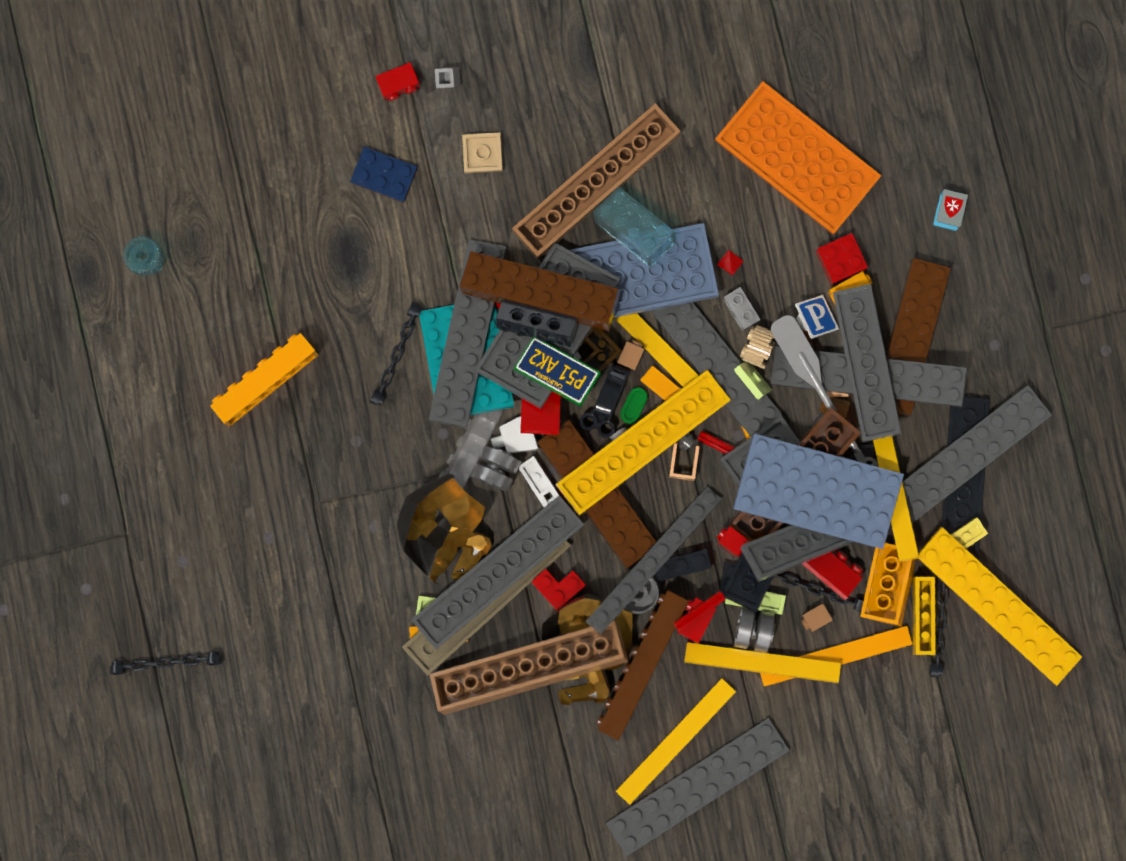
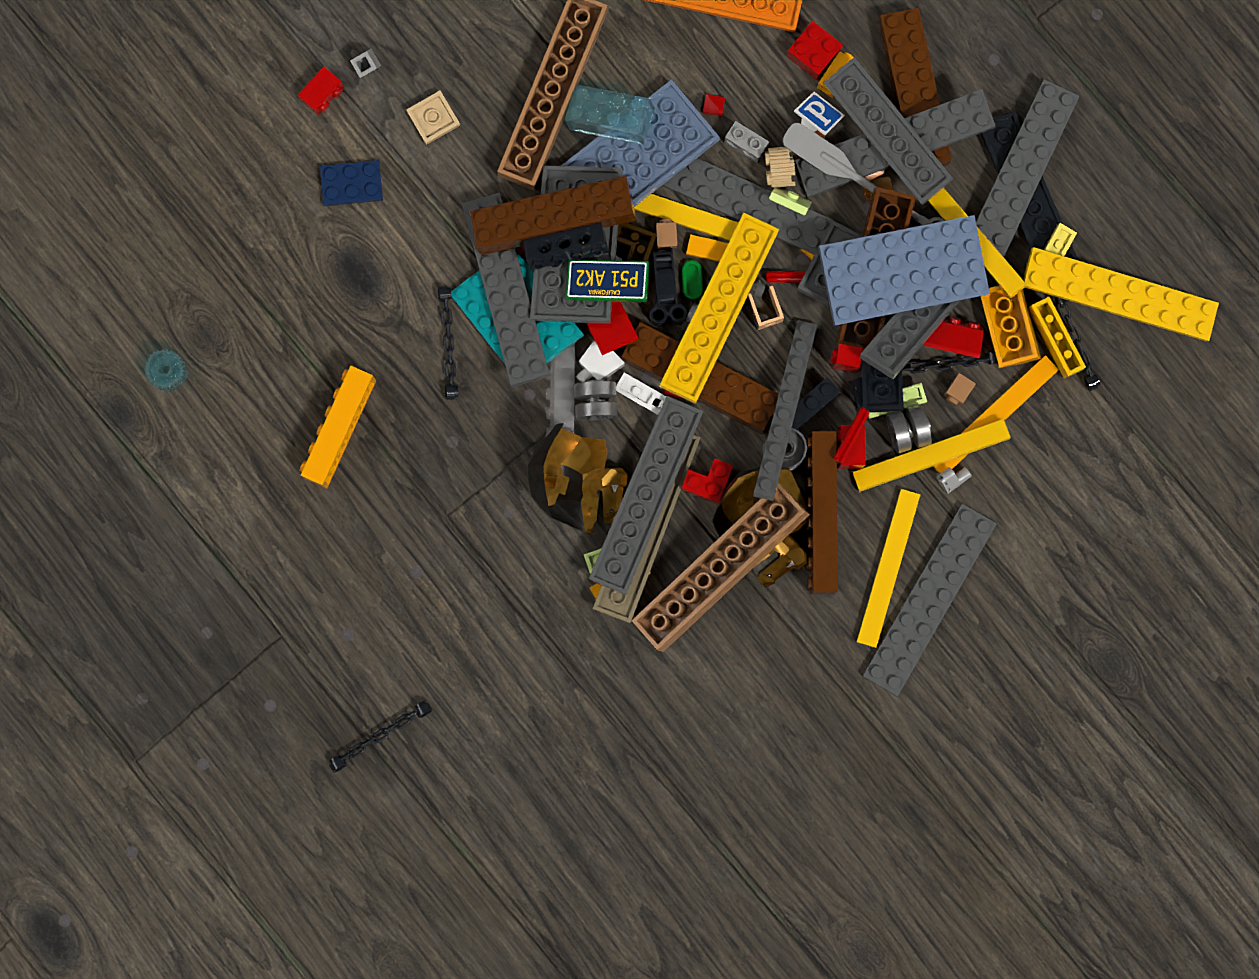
camera: 30 degrees left, 0 degrees up
(768, 694) = (950, 480): none -> light grey piece

